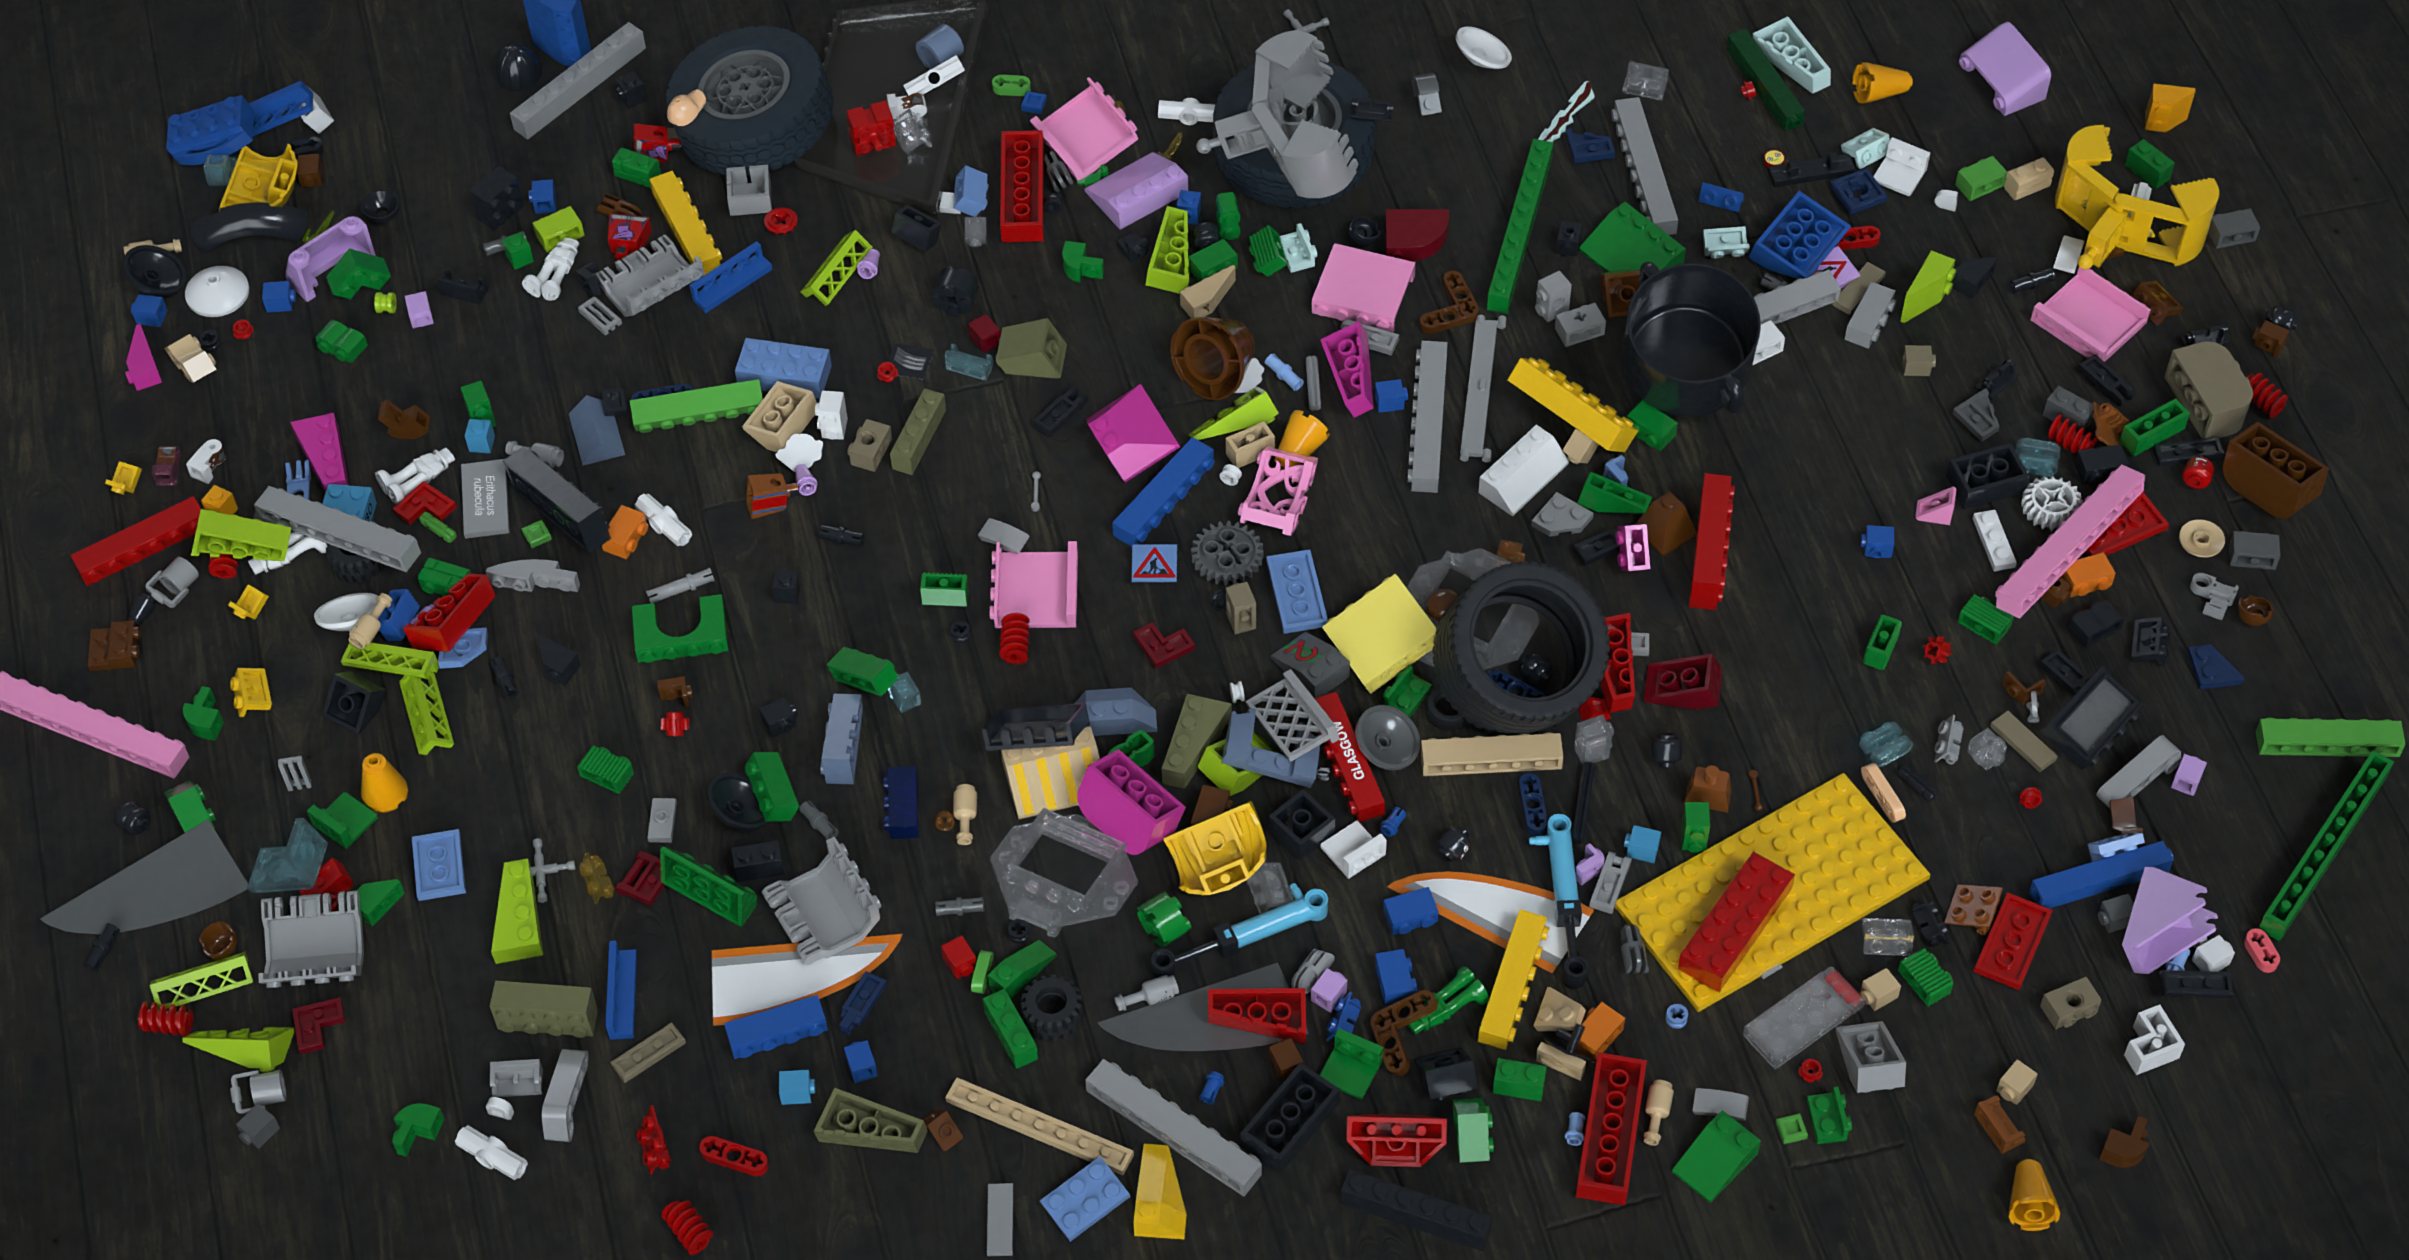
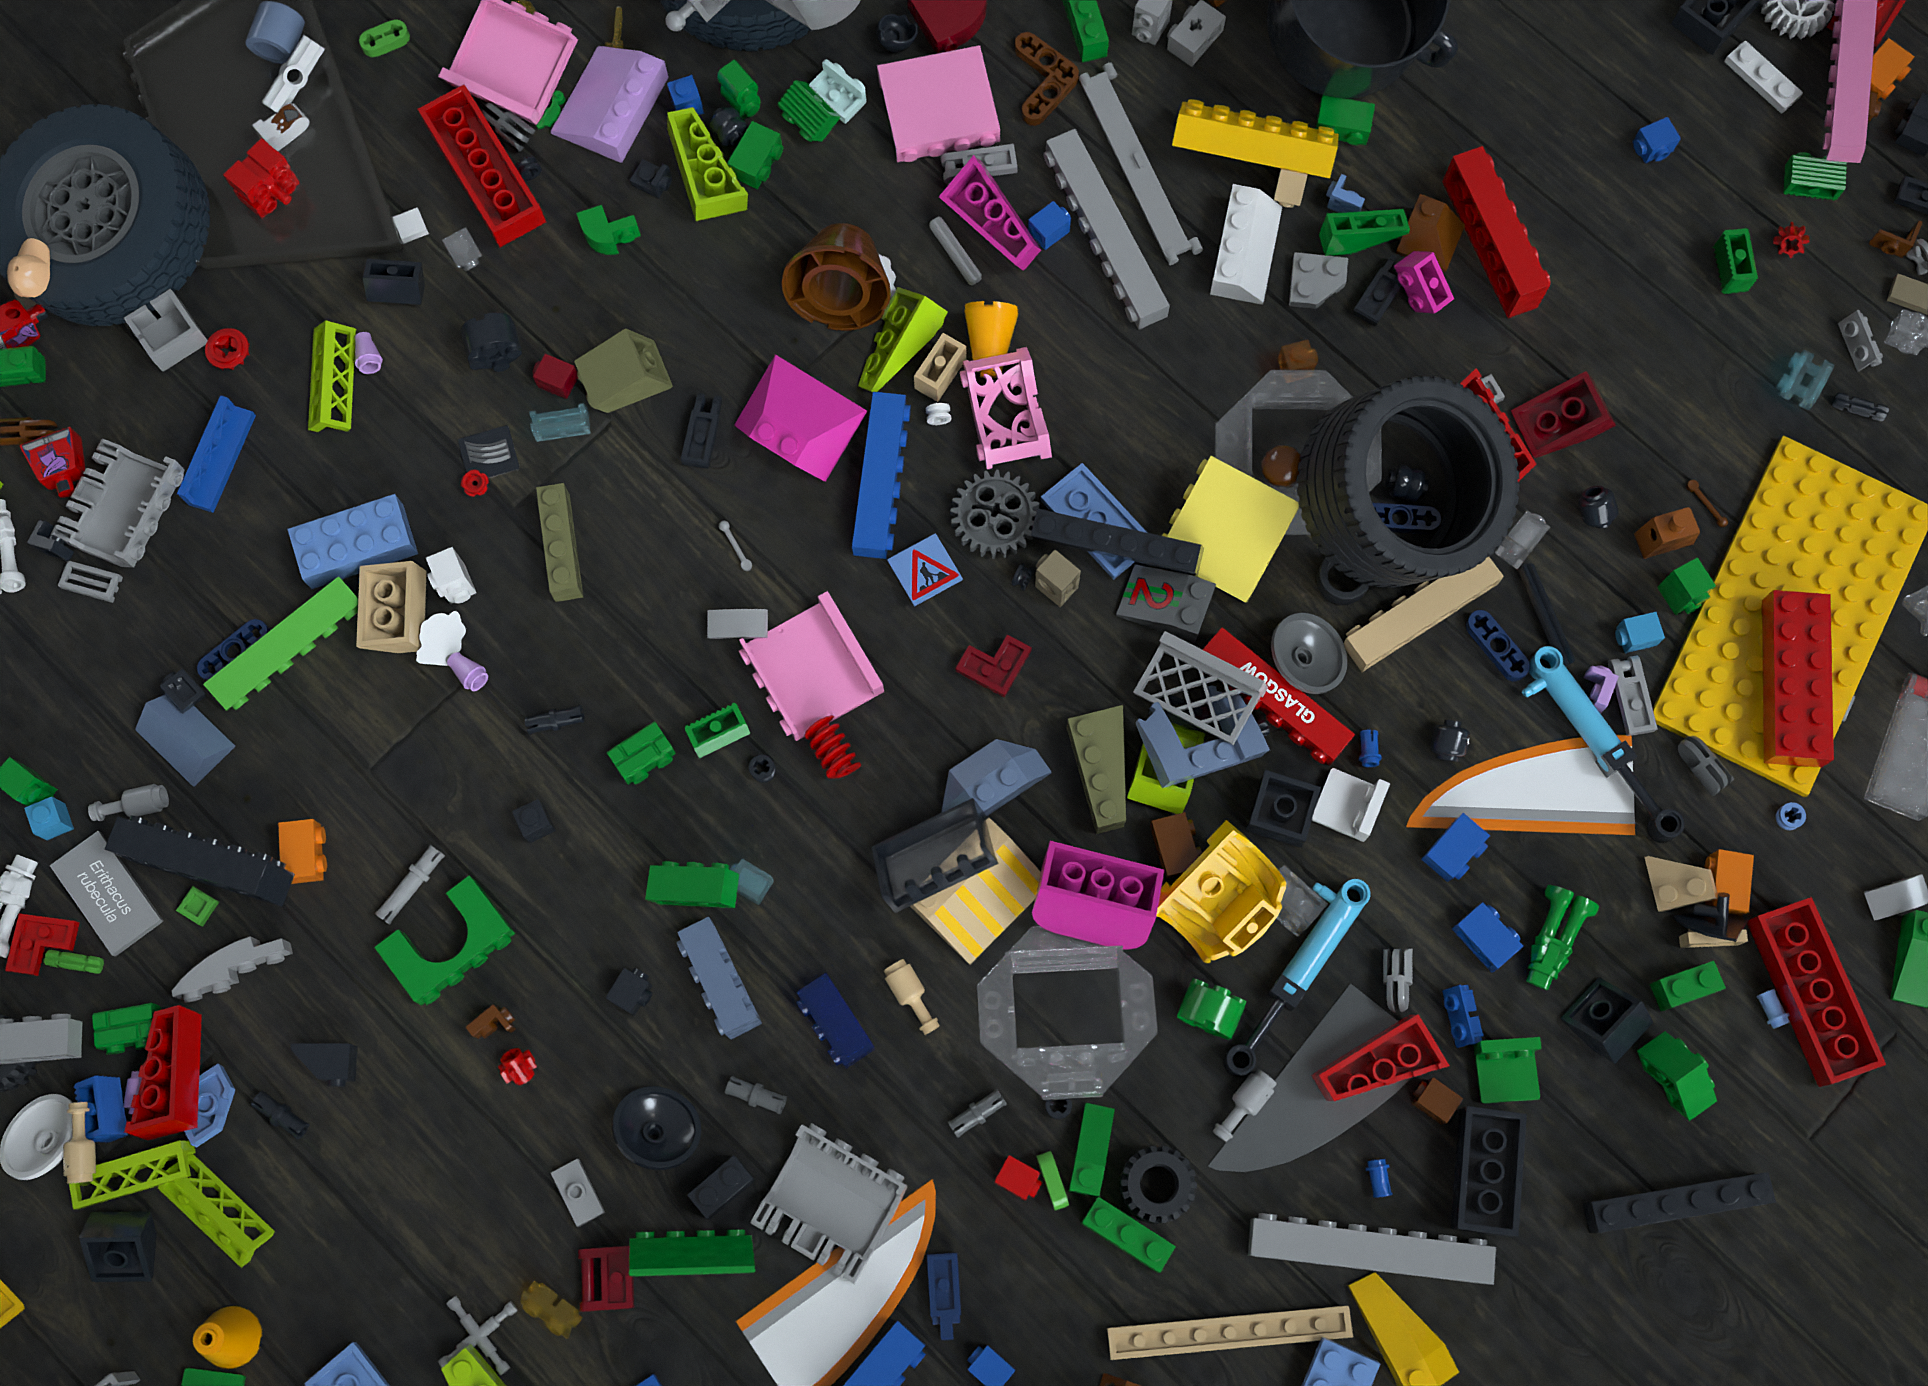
camera: 30 degrees left, 20 degrees up
(606, 769) = (474, 1167): green brick -> none
(663, 520) = (336, 810): white piece -> none
(684, 220) = (115, 409): yellow brick -> none
(768, 494) = (440, 715): dark orange torso -> none
(771, 786) = (679, 1086): green brick -> none
(870, 445) = (523, 601): dark tan brick -> none
(885, 581) = (642, 753): none -> green brick
(910, 131) = (308, 157): clear bracket -> none
(939, 821) = (894, 1016): clear orange hinge -> none
(970, 191) = (426, 201): medium blue brick -> none
(1033, 102) = (423, 48): blue tile -> none
(1138, 748) = (1052, 820): green brick -> none
(1206, 295) = (771, 205): tan slope -> none
(1236, 692) = (1110, 680): white bush -> none
(1284, 372) = (916, 253): light blue pin -> none
(1297, 602) = (1117, 542): none -> black brick
(1329, 989) = (1430, 990): lavender brick -> none
(1391, 1028) = (1522, 1002): reddish brown beam -> none
(1396, 1138) = (1609, 1126): red wedge -> none
(1407, 692) = (1289, 584): green bracket -> none
(1512, 980) = (1608, 869): yellow brick -> none
(1658, 1107) = (1842, 935): tan piece -> none
(1883, 792) = (1836, 438): light nougat beam -> none
(1937, 507) = (1690, 67): bright pink slope -> none

